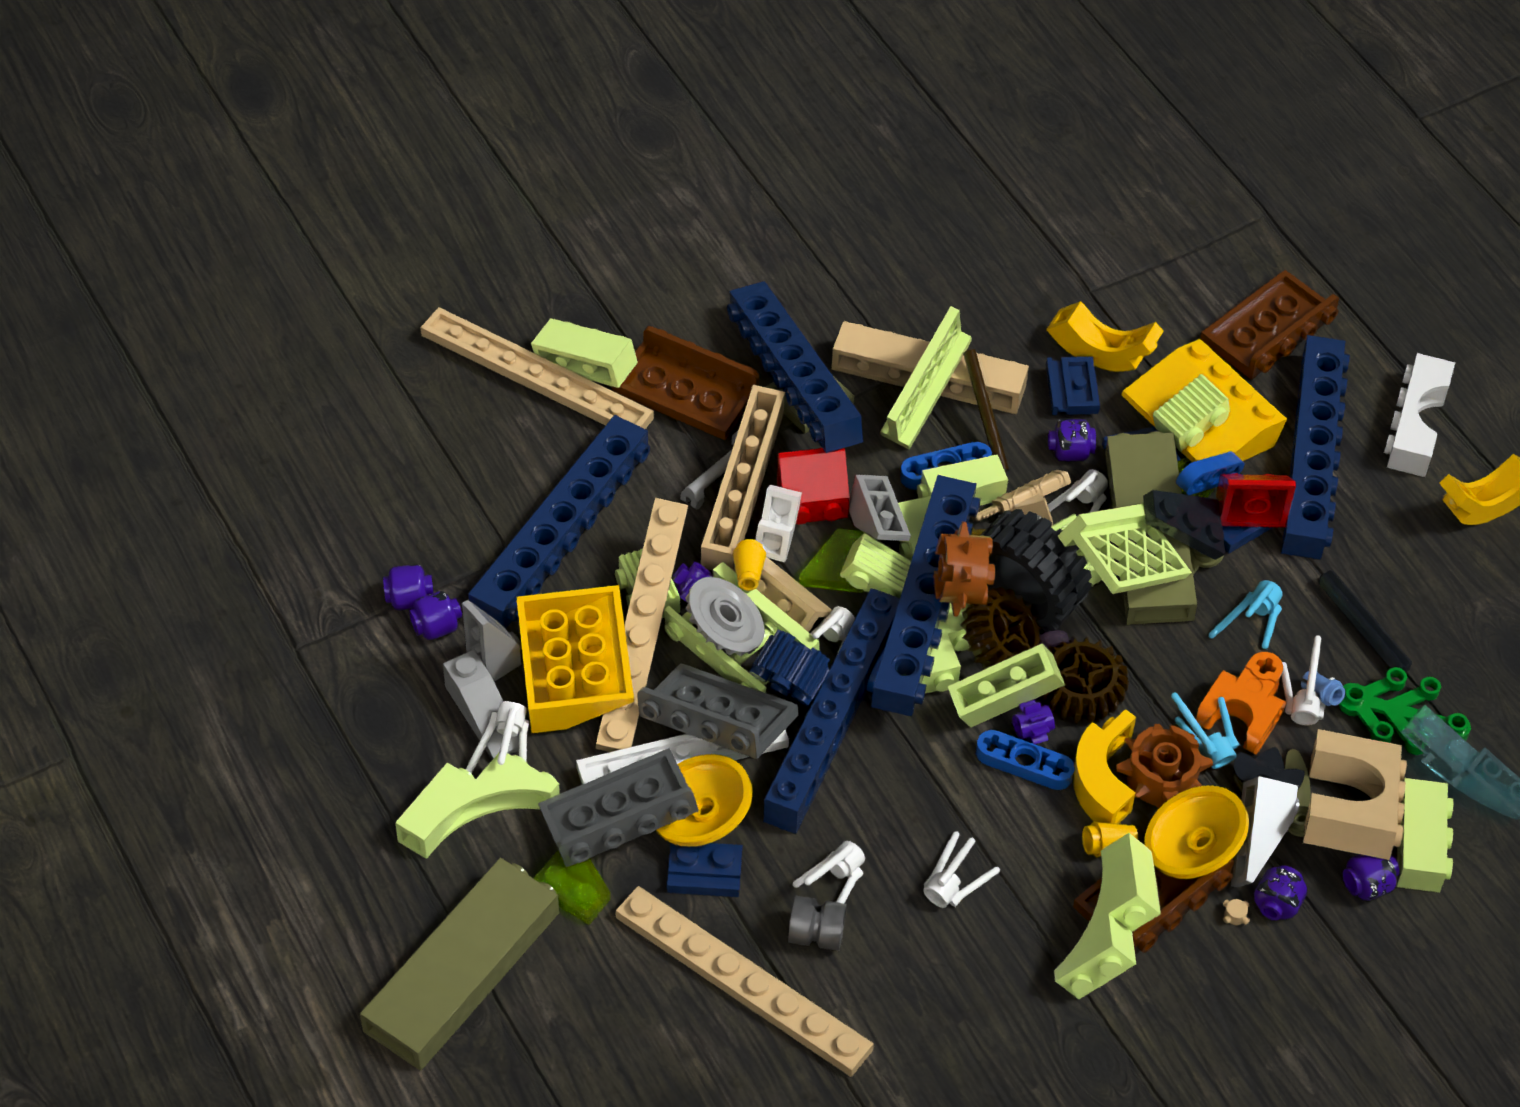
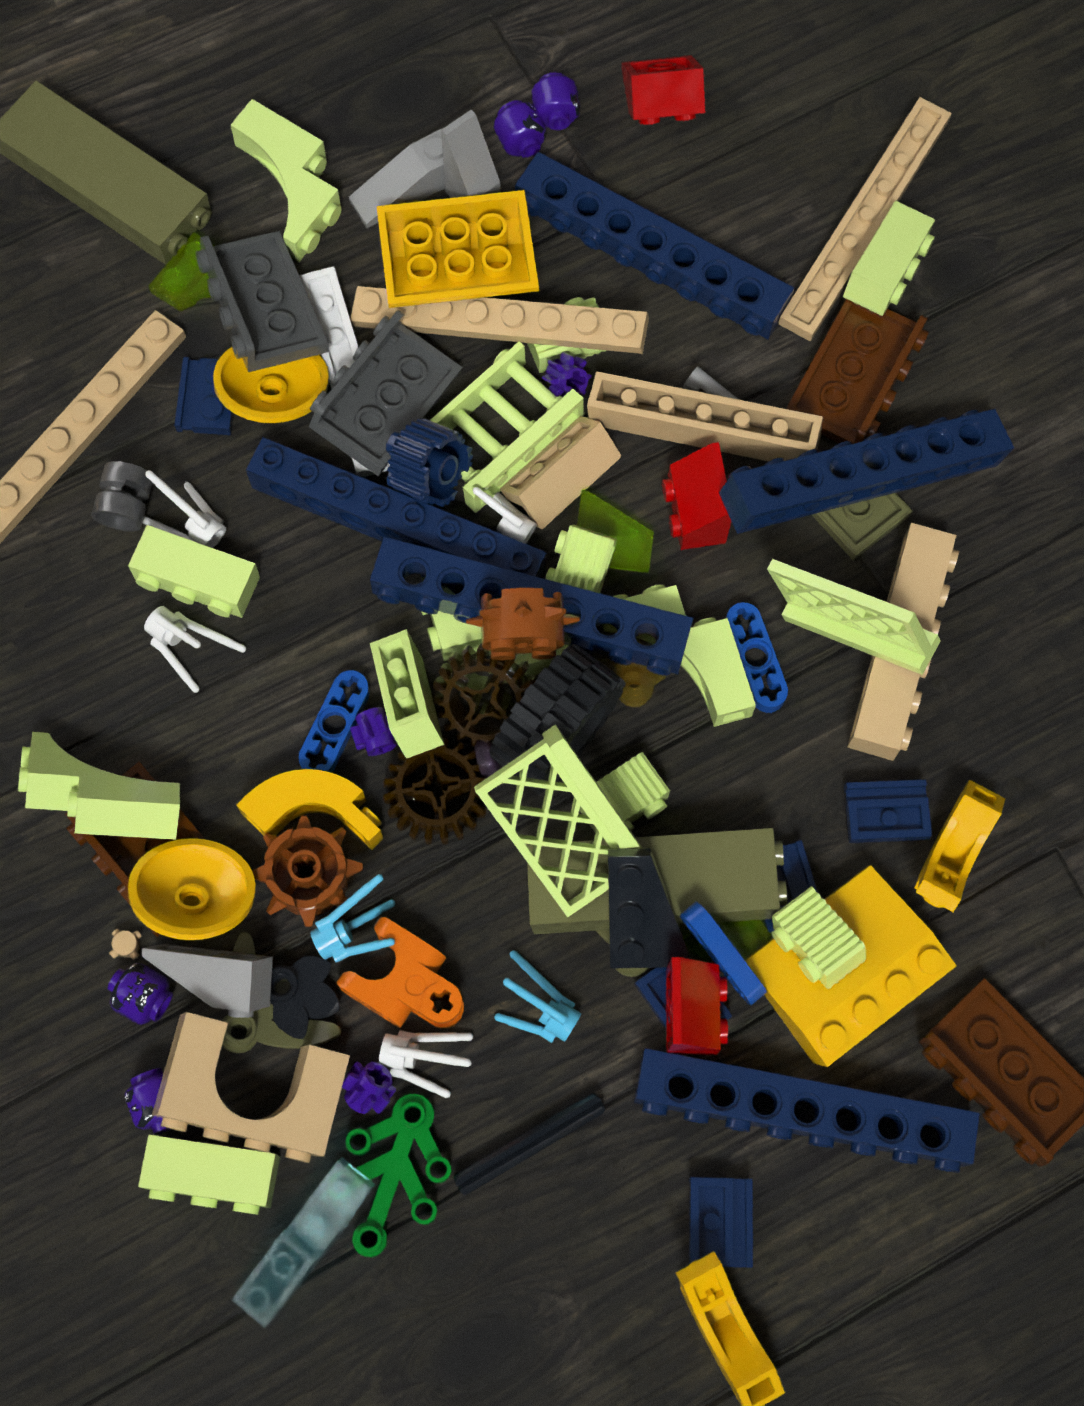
camera: 90 degrees right, 20 degrees up
(394, 508) = (664, 89): none -> red slope
(510, 721) = (370, 192): white plant -> none
(725, 615) = (500, 418): light grey gear -> none
(749, 561) = (570, 419): yellow cone -> none
(778, 521) = (649, 463): white slope -> none
(876, 509) = (654, 563): light grey slope -> none
(890, 866) = (193, 572): none -> yellowish green brick
(984, 406) = (828, 697): dark brown bar -> none
(1028, 497) = (701, 740): tan piece -> none
(1072, 440) = (797, 804): dark purple head -> none
(1087, 490) = (724, 815): white plant -> none
(1101, 834) = (220, 804): yellow cone -> none
(1329, 691) = (417, 1078): medium blue pin -> none
(1339, 719) = (368, 1087): none -> dark purple gear
(1407, 500) = (721, 1220): none -> dark blue plate
(1414, 441) = (918, 1276): white arch -> none

